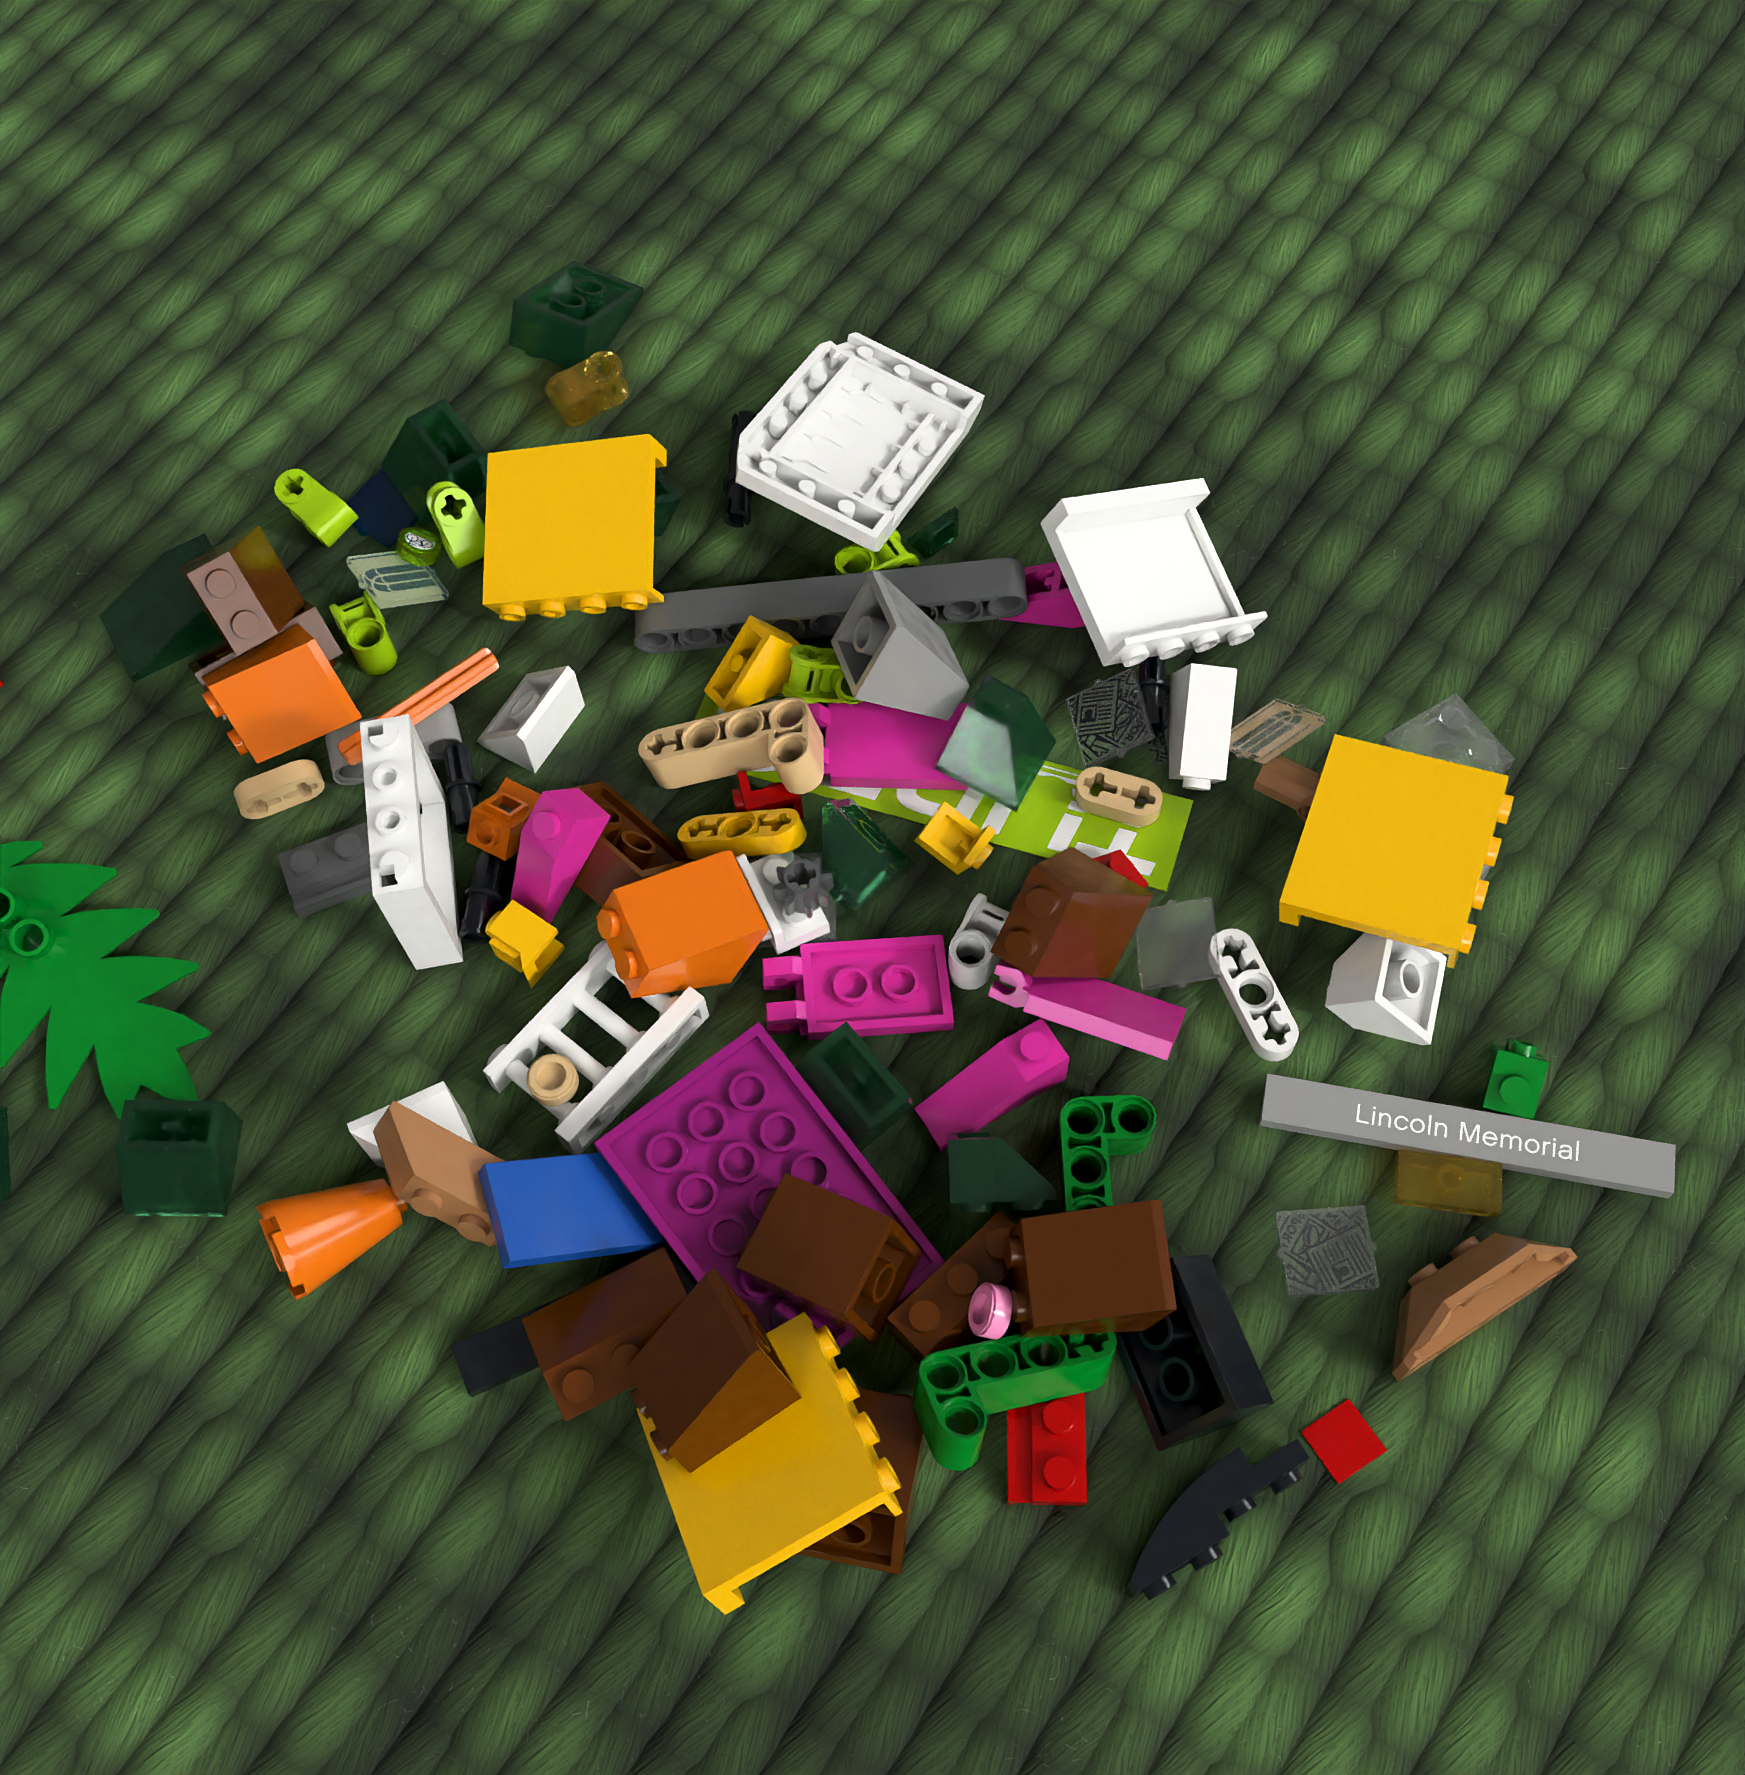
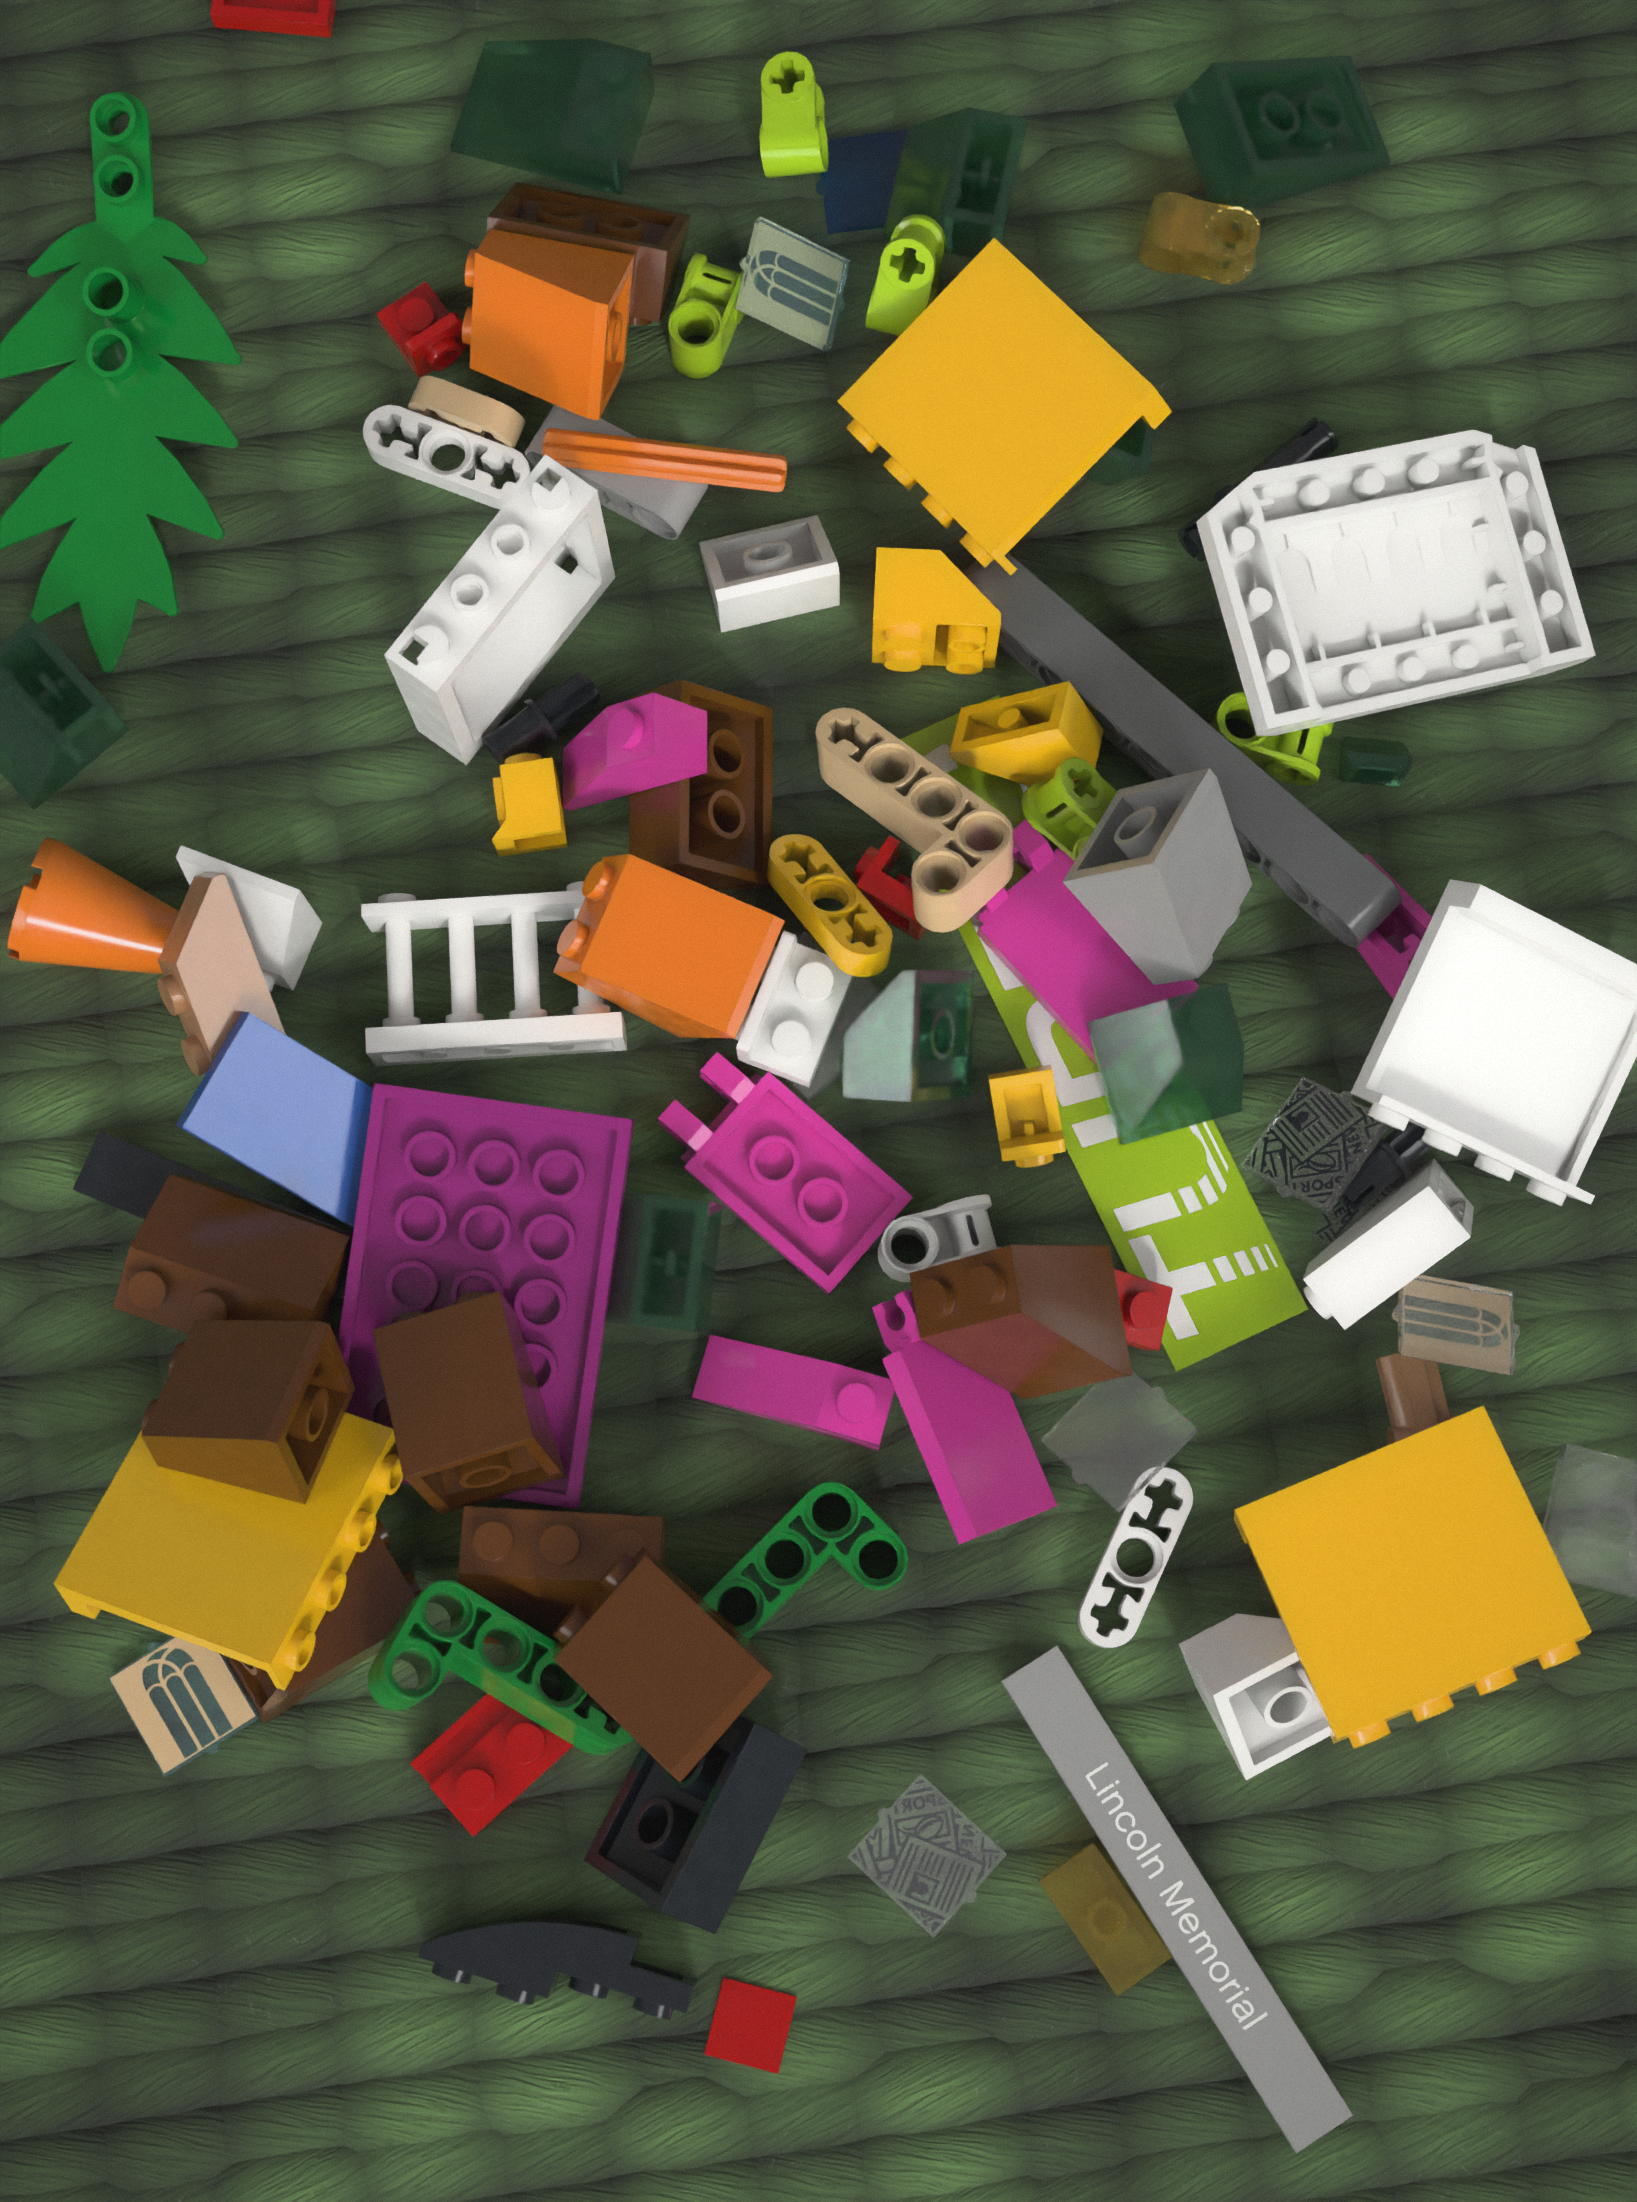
camera: 45 degrees right, 15 degrees up
(209, 773) = (423, 330): none -> red bracket
(243, 590) = (609, 169): reddish brown slope -> none
(270, 814) = (402, 457): none -> white beam
(328, 870) = (422, 540): dark grey plate -> none
(418, 546) = (850, 264): clear neon green tile -> none
(461, 785) = (632, 584): black axle -> none
(500, 819) = (629, 661): orange window -> none
(552, 1080) = (413, 976): tan tile -> none
(641, 653) = (930, 614): none -> yellow slope
(803, 873) = (815, 1044): dark grey gear -> none
(838, 1611) = (182, 1701): none -> piece
(990, 1170) = (696, 1477): clear green slope -> none
(990, 1310) = (548, 1599): bright pink tile -> none
(1118, 796) = (1248, 1225): tan beam -> none
(1469, 1293) = (997, 2032): medium nougat wedge -> none
(1514, 1079) = (1280, 1896): green bracket -> none

